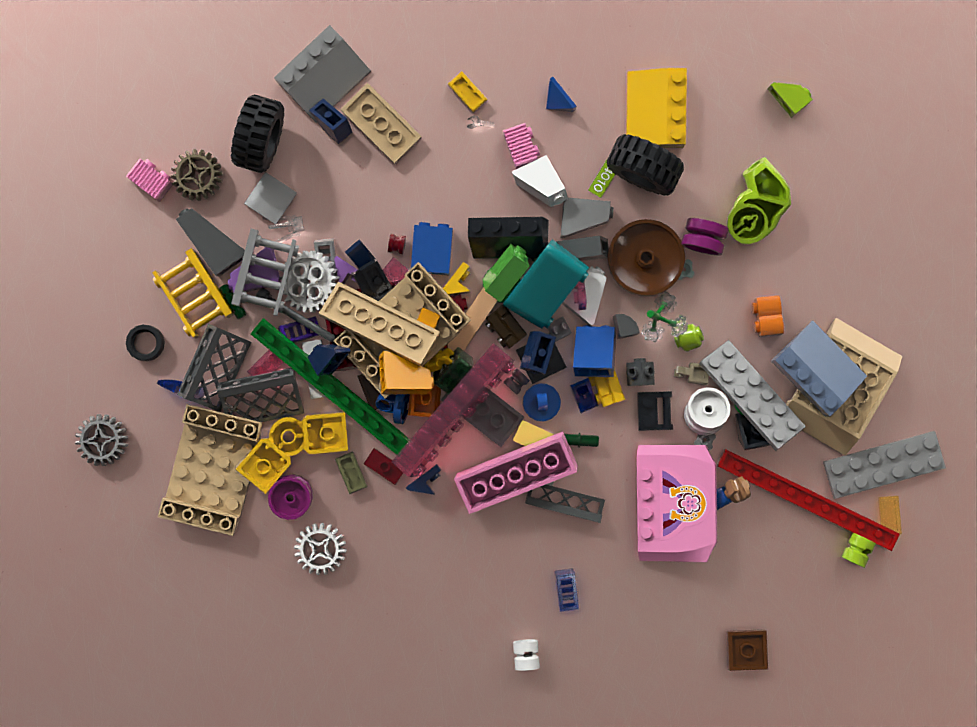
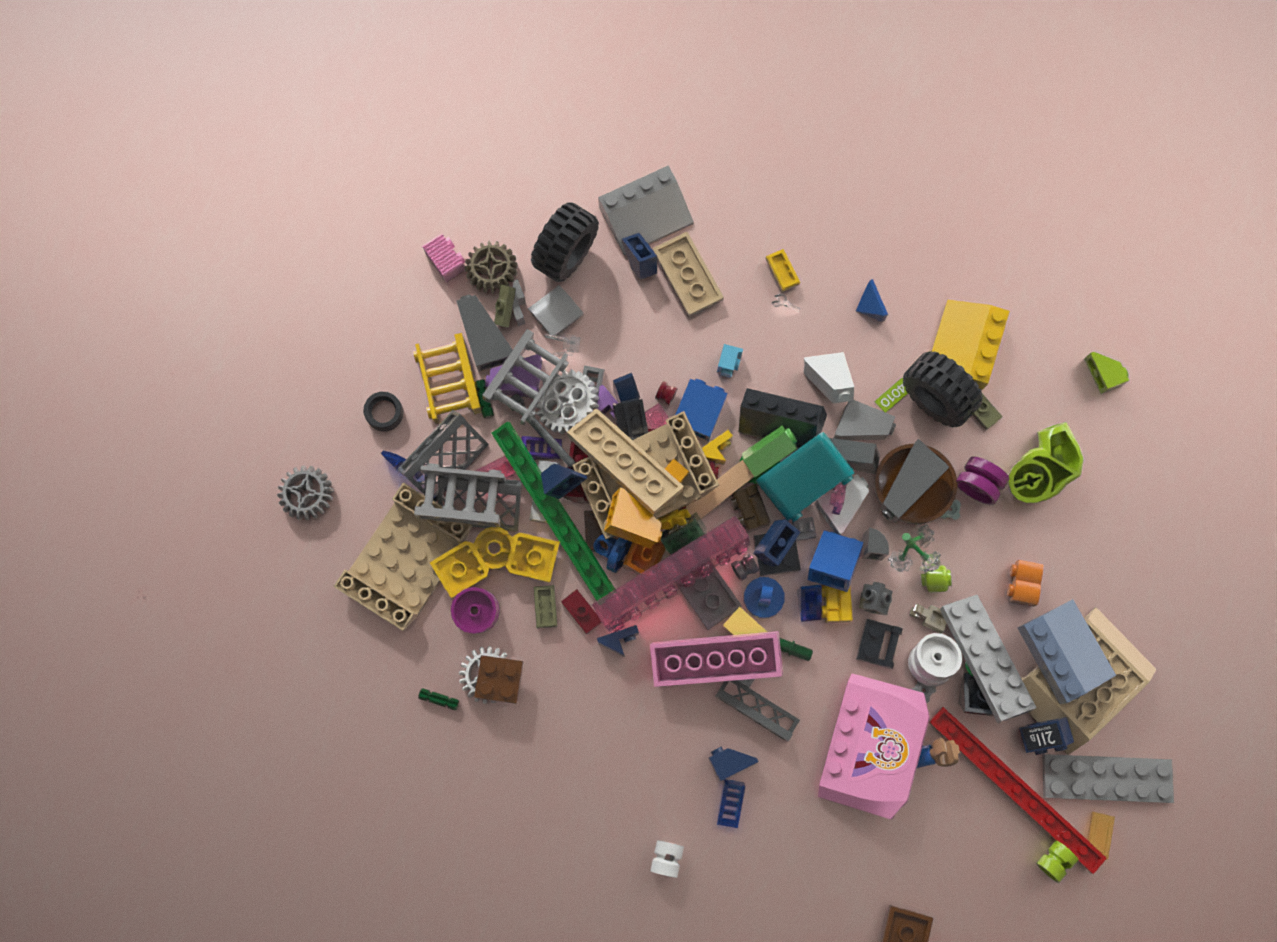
camera: 20 degrees right, 10 degrees down
(222, 209) = (504, 305): none -> olive plate
(232, 197) = (519, 300): none -> light grey slope
(255, 415) = (468, 514): none -> light grey fence
(284, 583) = (438, 699): none -> dark green axle
(331, 551) = (498, 679): none -> reddish brown plate
(444, 195) = (729, 360): none -> medium azure brick
(520, 145) = (820, 335): bright pink brick -> none
(555, 556) = (729, 762): none -> dark blue slope
(643, 255) = (915, 477): none -> dark grey slope
(693, 170) = (987, 414): none -> olive plate
(821, 446) = (1046, 735): none -> brick

